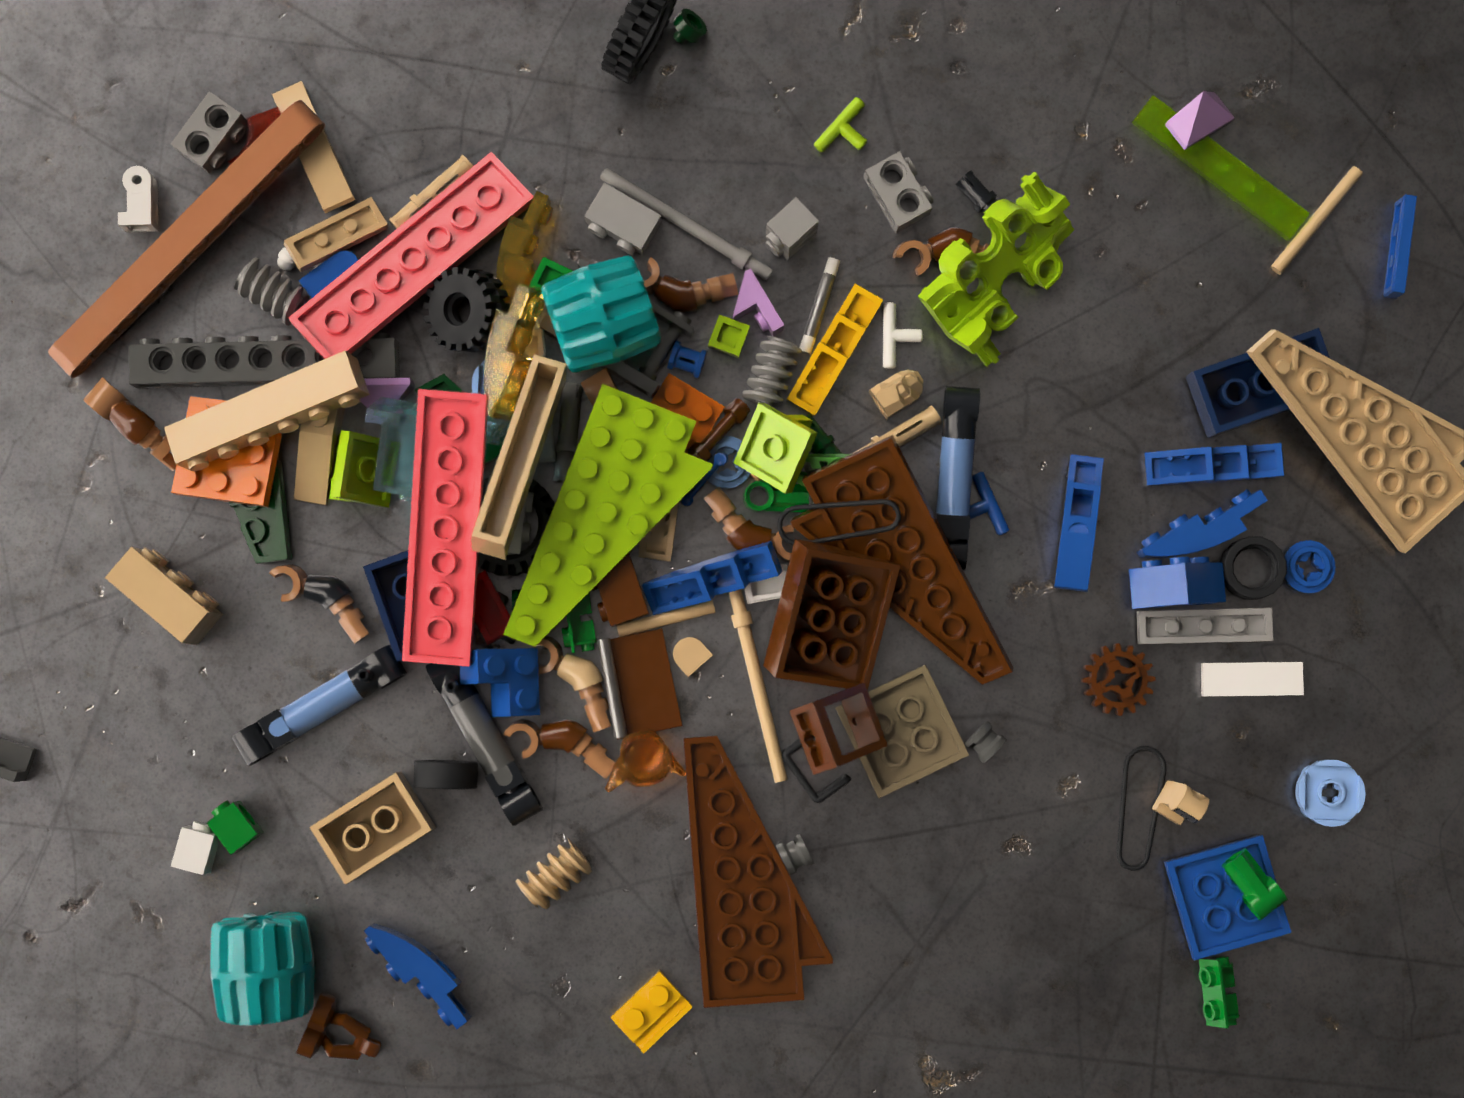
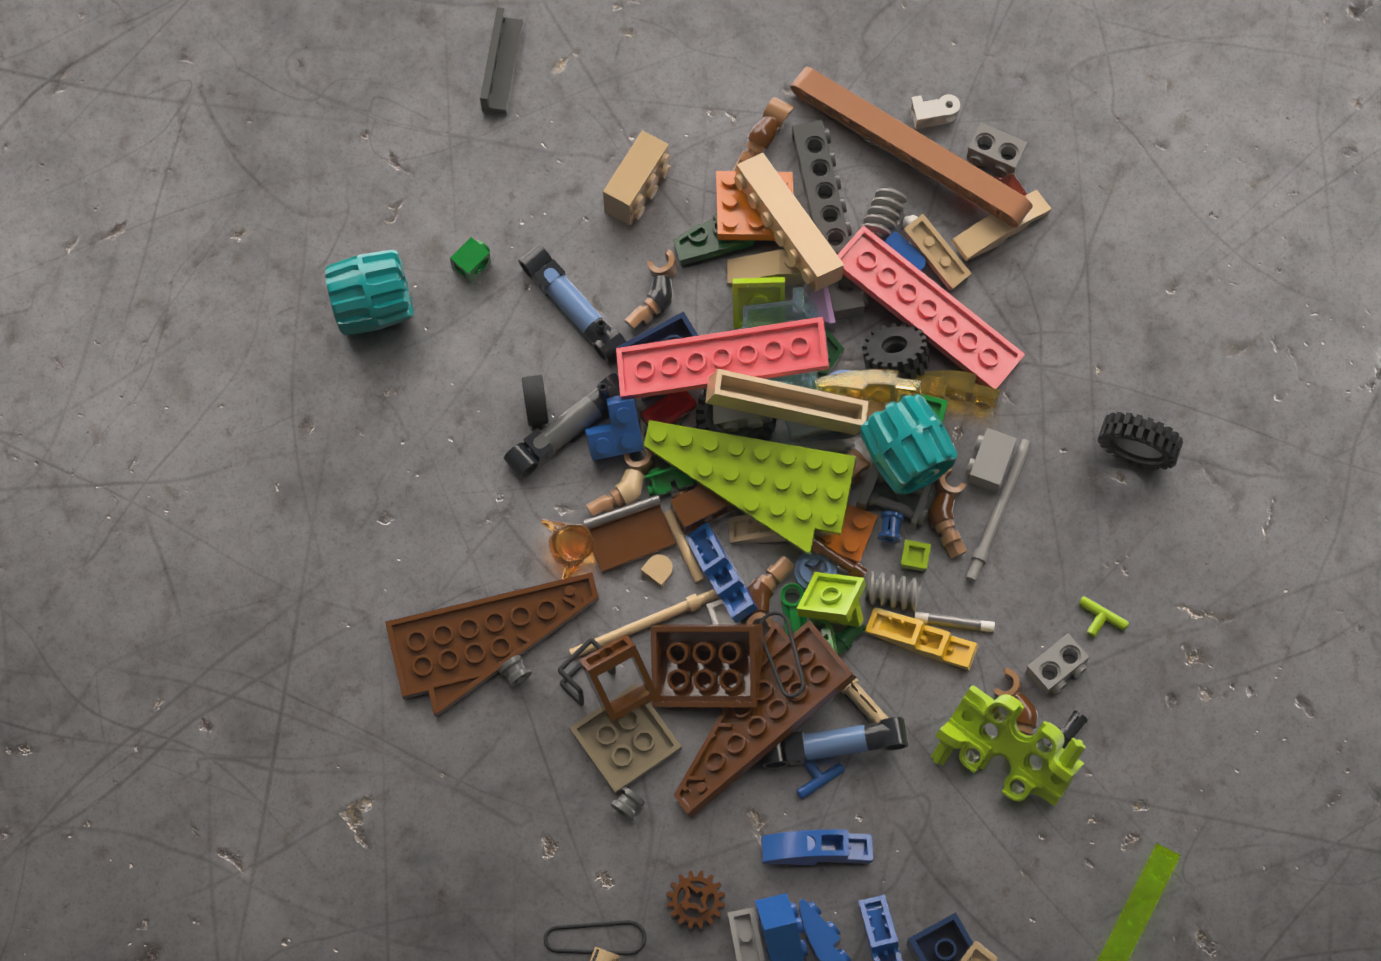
camera: 80 degrees right, 15 degrees down
(196, 849) = (449, 234): white brick -> none
(316, 1036) = (321, 343): reddish brown piece -> none
(373, 827) = (486, 355): tan brick -> none
(410, 959) = (388, 403): blue slope -> none
(443, 181) = (1007, 333): tan pin -> none
(555, 875) = (469, 495): tan piece -> none
(565, 736) = (579, 483): piece -> none
(651, 1011) = (376, 586): yellow plate -> none
(688, 27) = (1157, 484): dark green tile -> none
(719, 459) = (815, 561): blue hinge -> none
(753, 297) = (949, 568): lavender slope -> none
(790, 229) = (1008, 583): light grey brick -> none
(892, 335) = (942, 682): white piece -> none
(897, 392) = (895, 691): tan rock -> none
(1199, 119) = (1168, 893): lavender slope -> none

